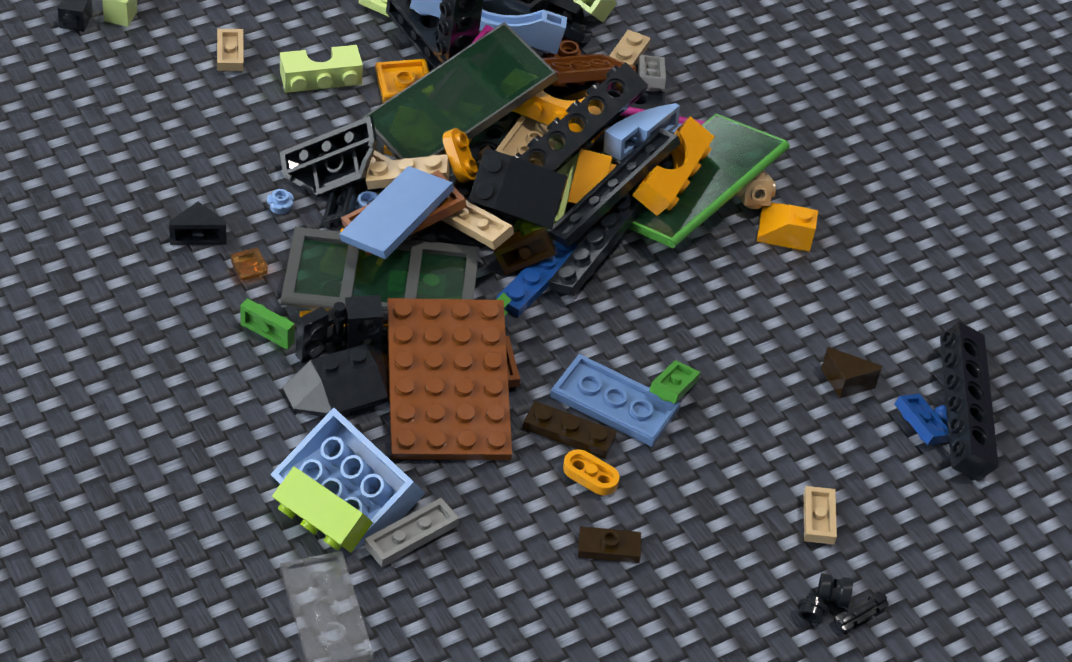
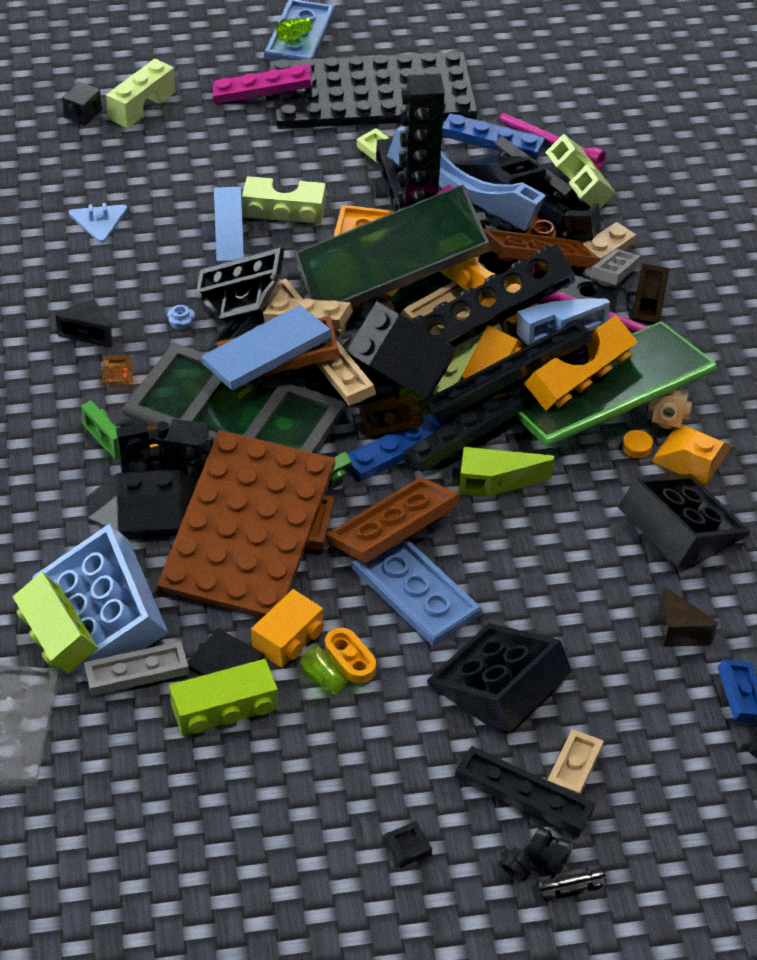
camera: 25 degrees right, 0 degrees up
(149, 123) = (98, 220): none -> light blue piece
(230, 50) = (207, 166): tan plate -> none
(282, 104) = (228, 224): none -> light blue slope
(459, 155) = (360, 301): light orange plate -> none
(482, 504) = (221, 653): none -> black piece
(502, 537) = (223, 697): none -> lime brick
(527, 463) = (287, 628): none -> light orange brick
(569, 429) = (353, 607): dark brown plate -> none
(571, 343) = (393, 519): none -> dark orange plate
(574, 490) = (321, 667): none -> clear neon green cone
(603, 38) = (583, 224): none -> black panel
(609, 544) = (333, 735): dark brown plate -> none
(635, 280) = (497, 471): none -> lime slope
(674, 382) = (483, 584): bright green plate -> none
(691, 89) = (650, 293): none -> dark brown slope
(716, 618) = (408, 844): none -> black tile
(725, 455) = (502, 674): none -> black slope
(739, 228) = (637, 444): none -> light orange tile
(790, 547) = (525, 791): none -> black plate
(807, 285) = (681, 518): none -> black slope

